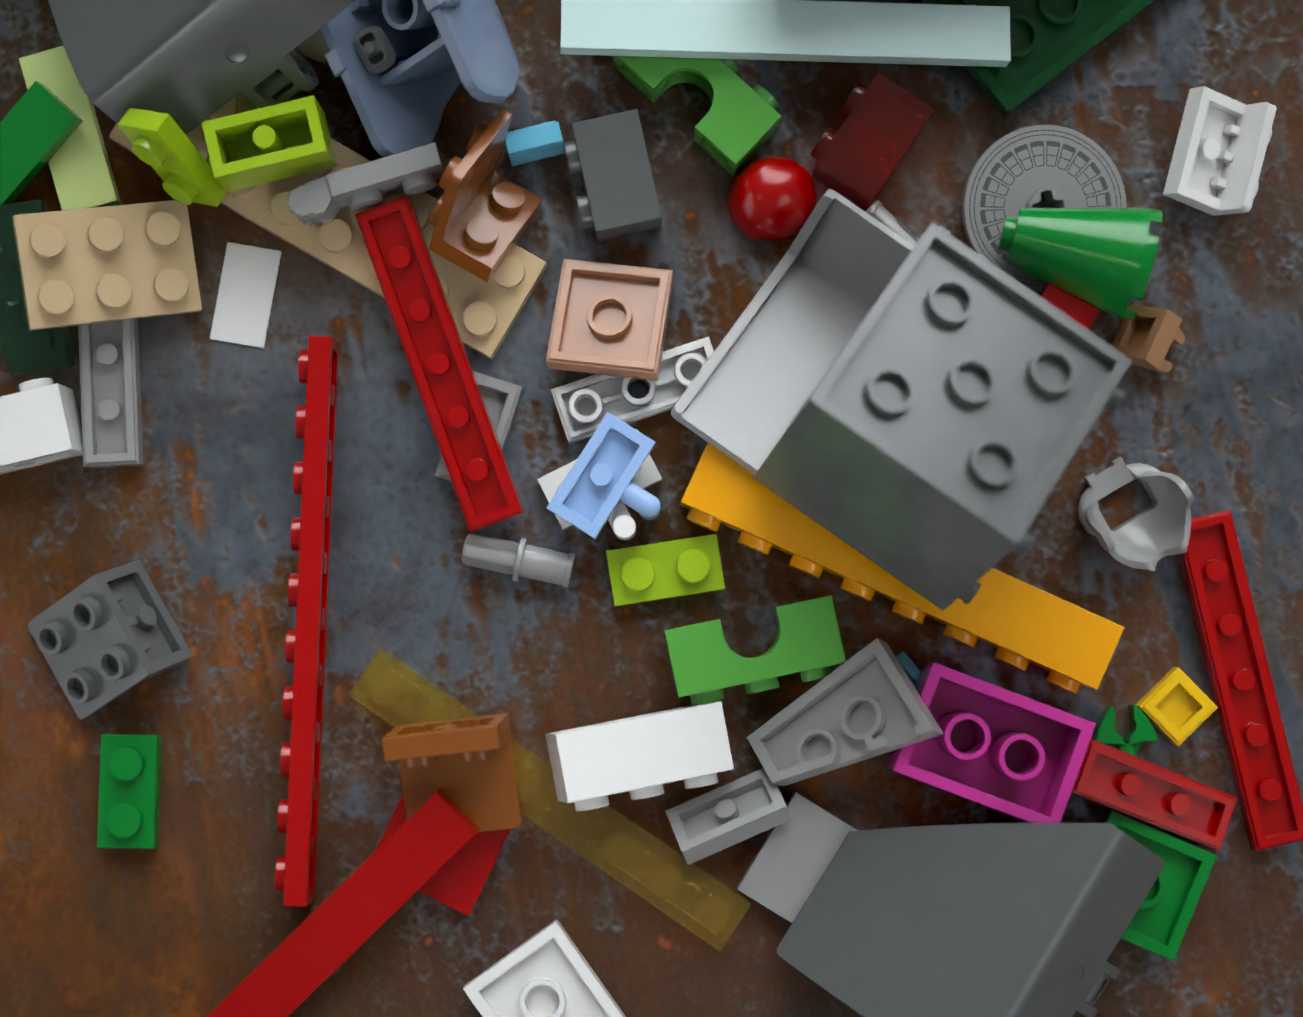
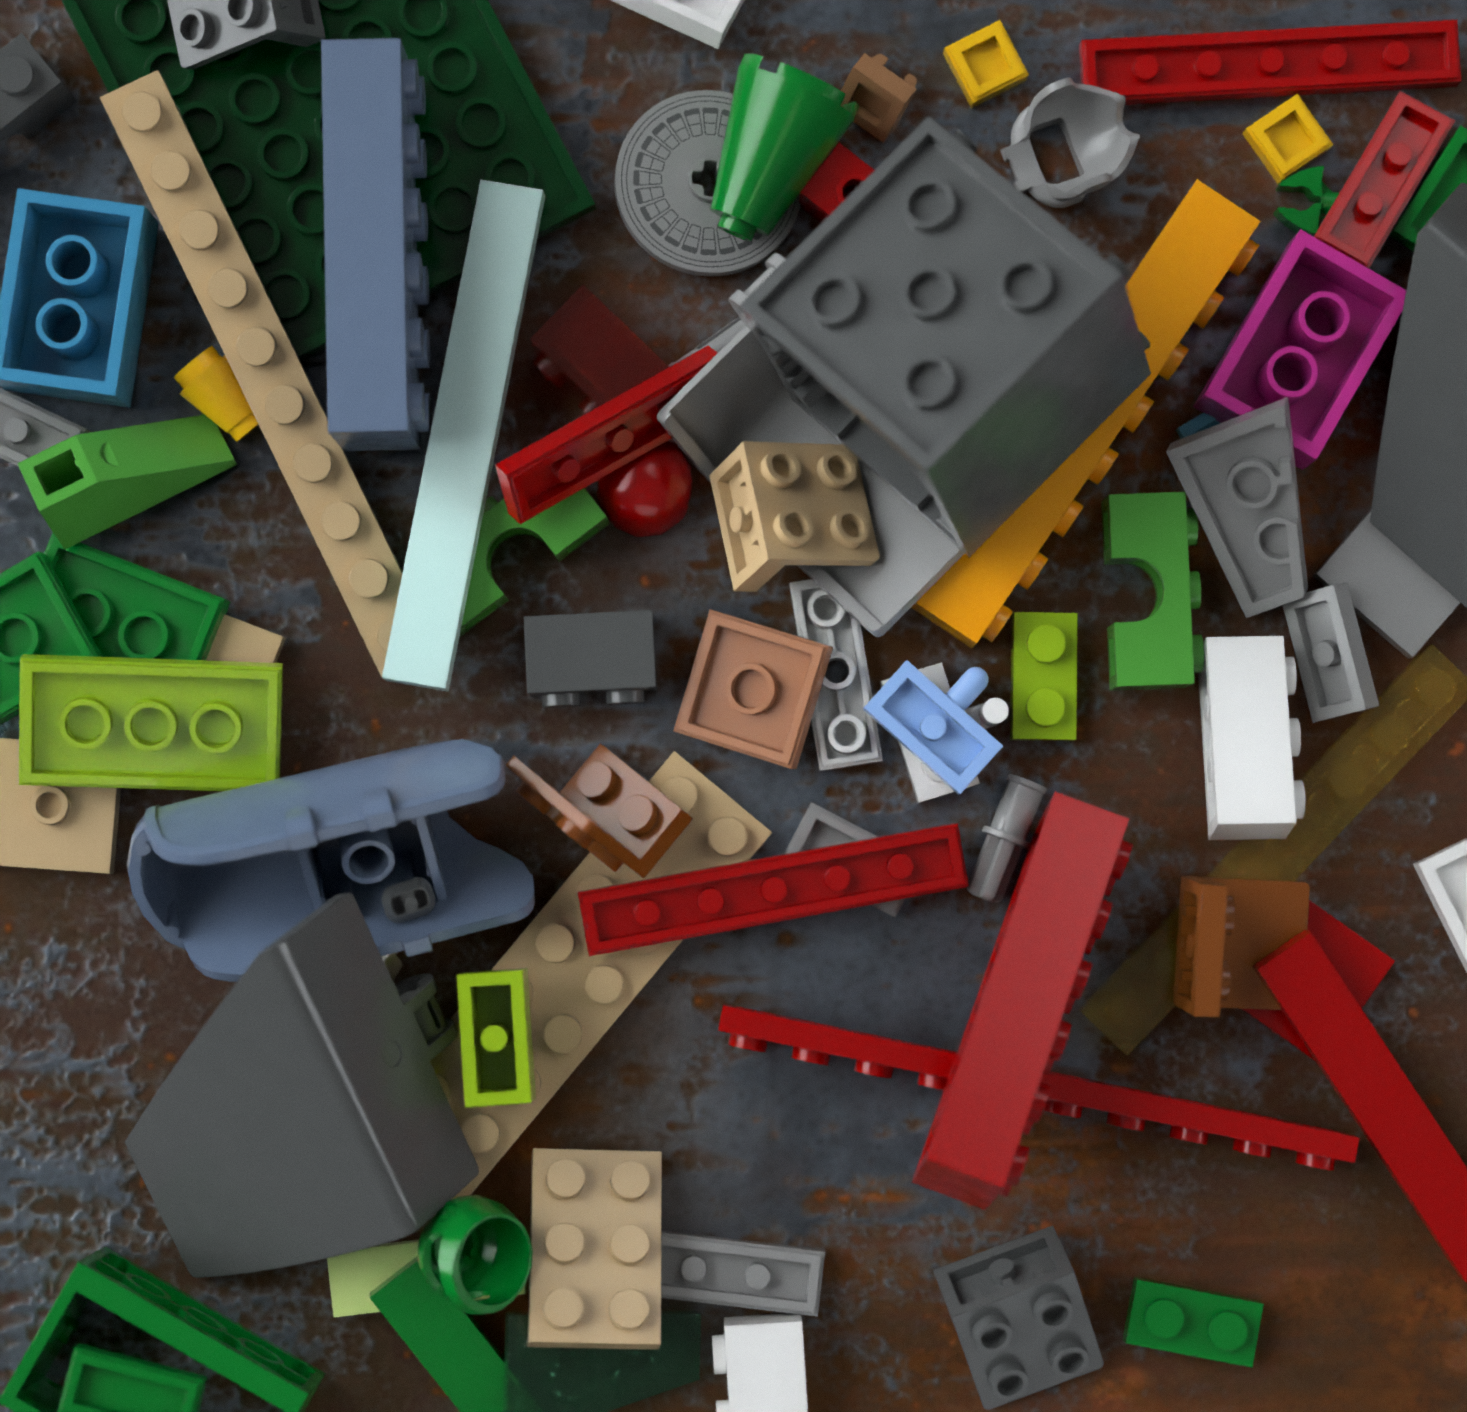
camera: 80 degrees left, 0 degrees up
(85, 157) = (475, 1252): none -> green helmet
(173, 156) = (490, 1151): lime plate -> none
(245, 295) = (649, 1101): white sticker -> none
(366, 183) = (559, 939): light grey hinge -> none
(372, 585) = (1020, 1003): none -> red brick
(534, 143) = (537, 739): medium azure tile -> none
(770, 323) = (791, 508): none -> tan bracket
(795, 137) = (593, 443): none -> red tile
(1193, 431) = (985, 63): none -> yellow tile

